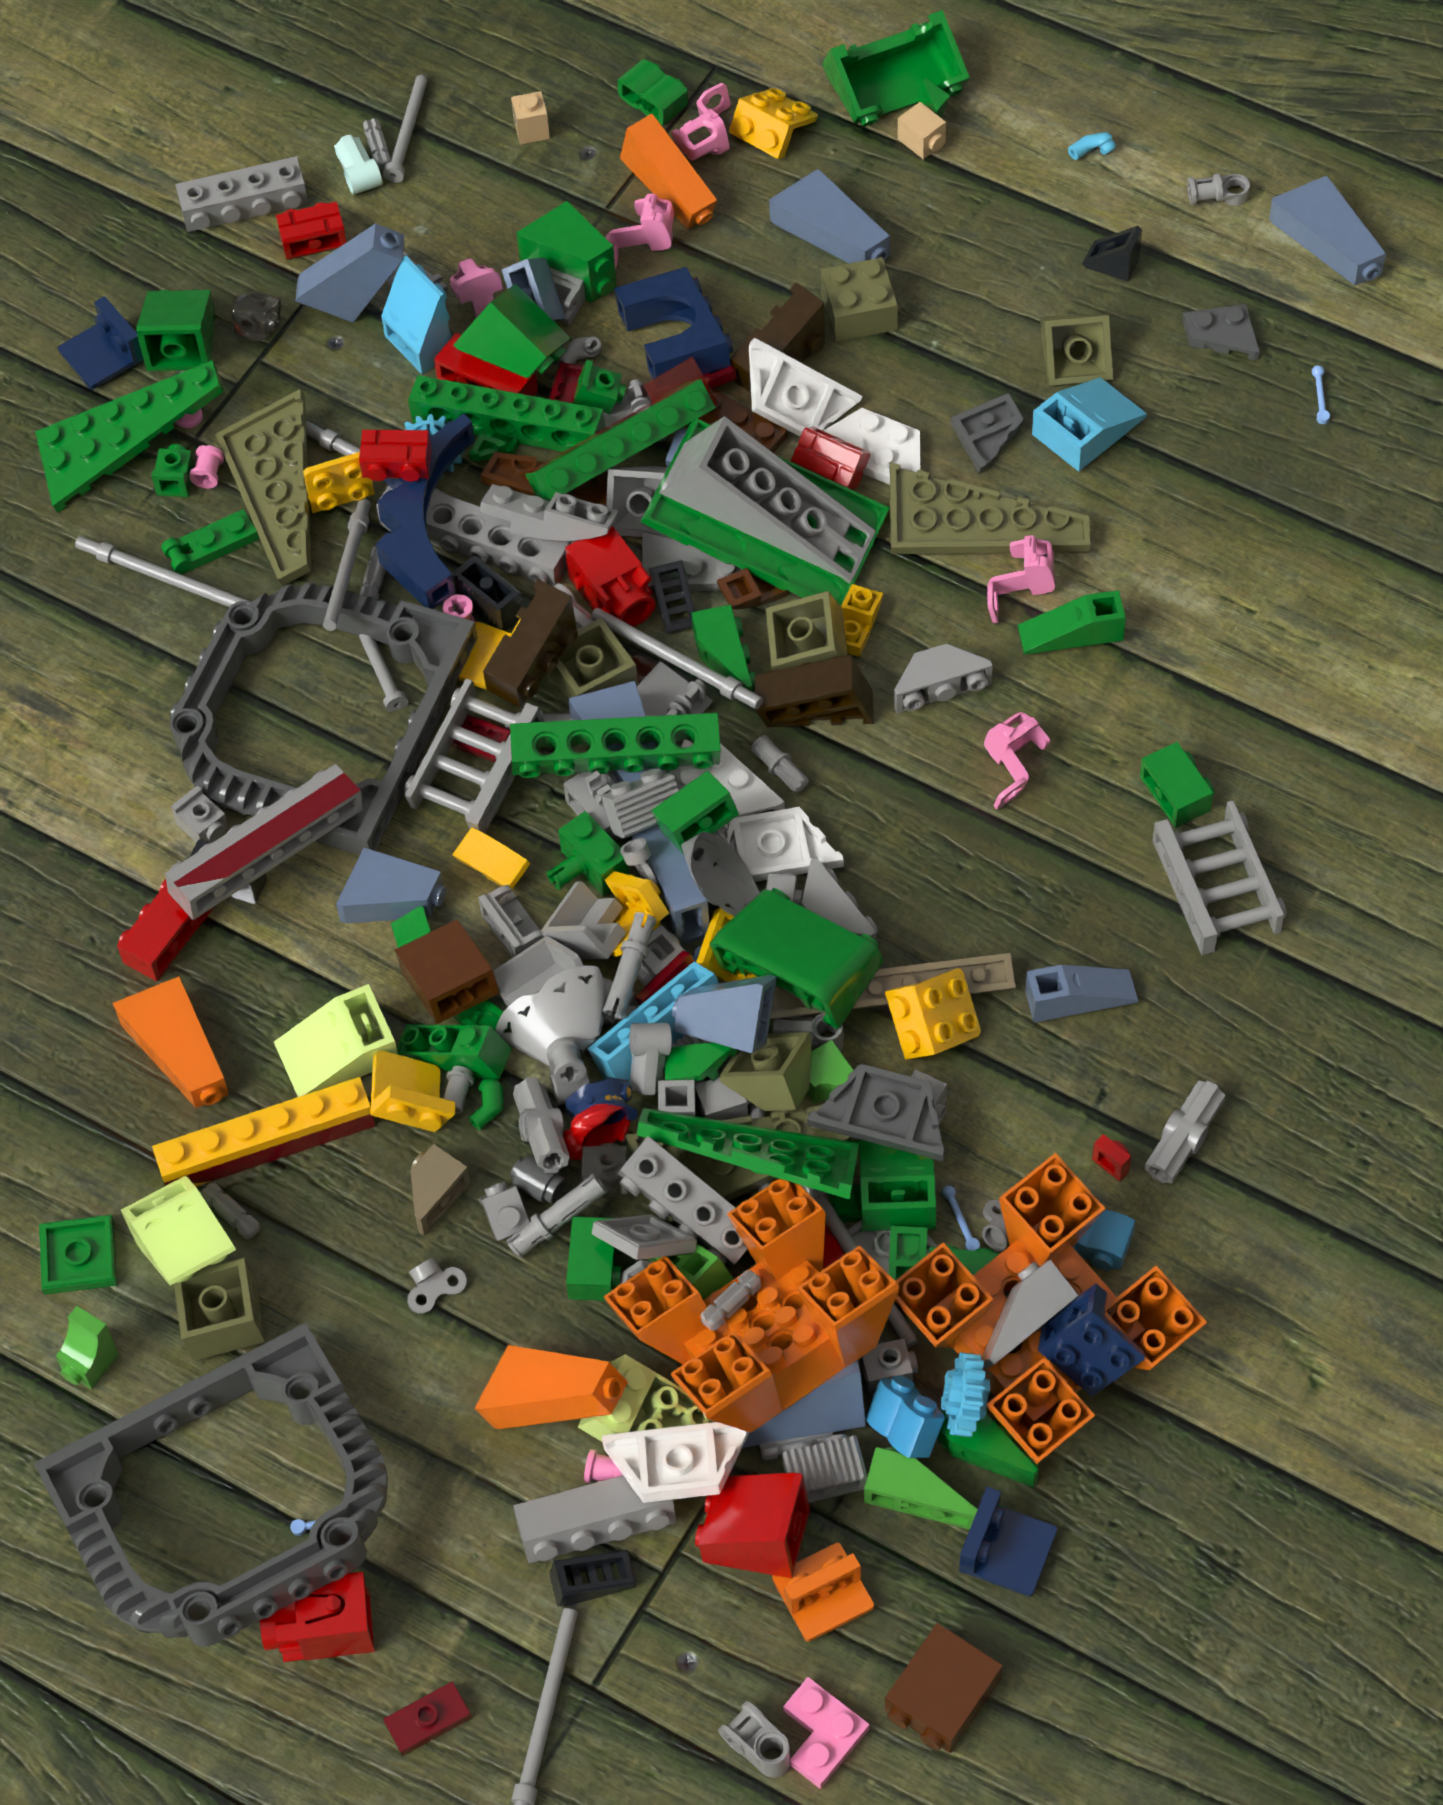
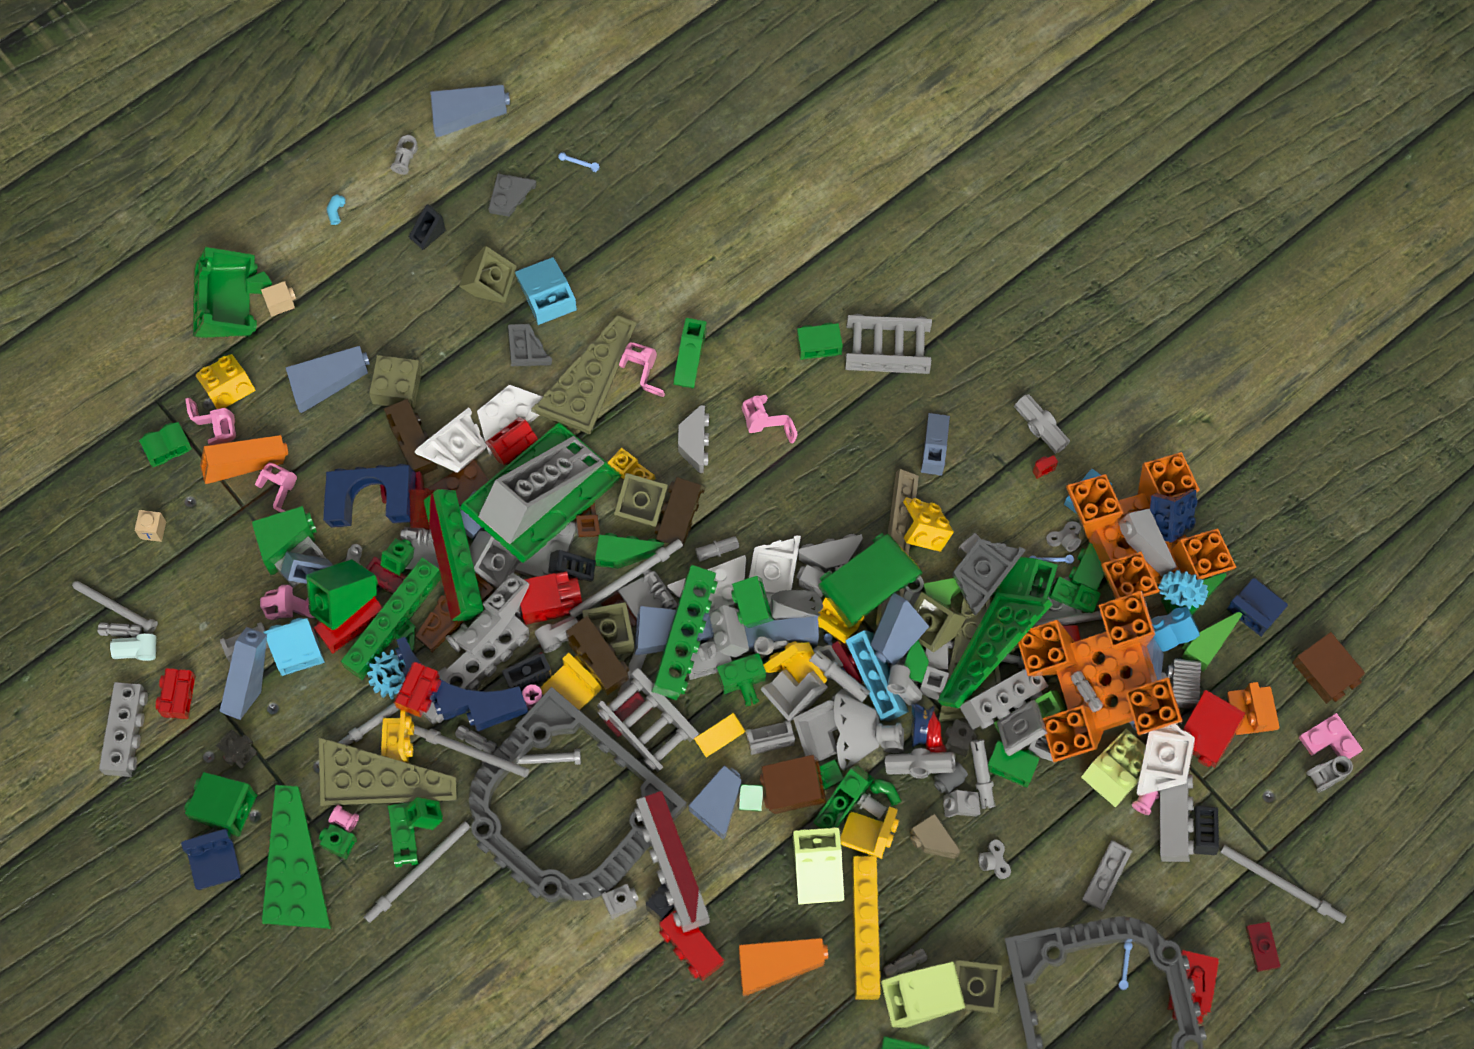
camera: 75 degrees left, 10 degrees up
(251, 546) = (423, 813): none -> green brick
(465, 1451) = (1106, 875): none -> light grey tile
(548, 1388) = (1094, 814): orange slope -> none

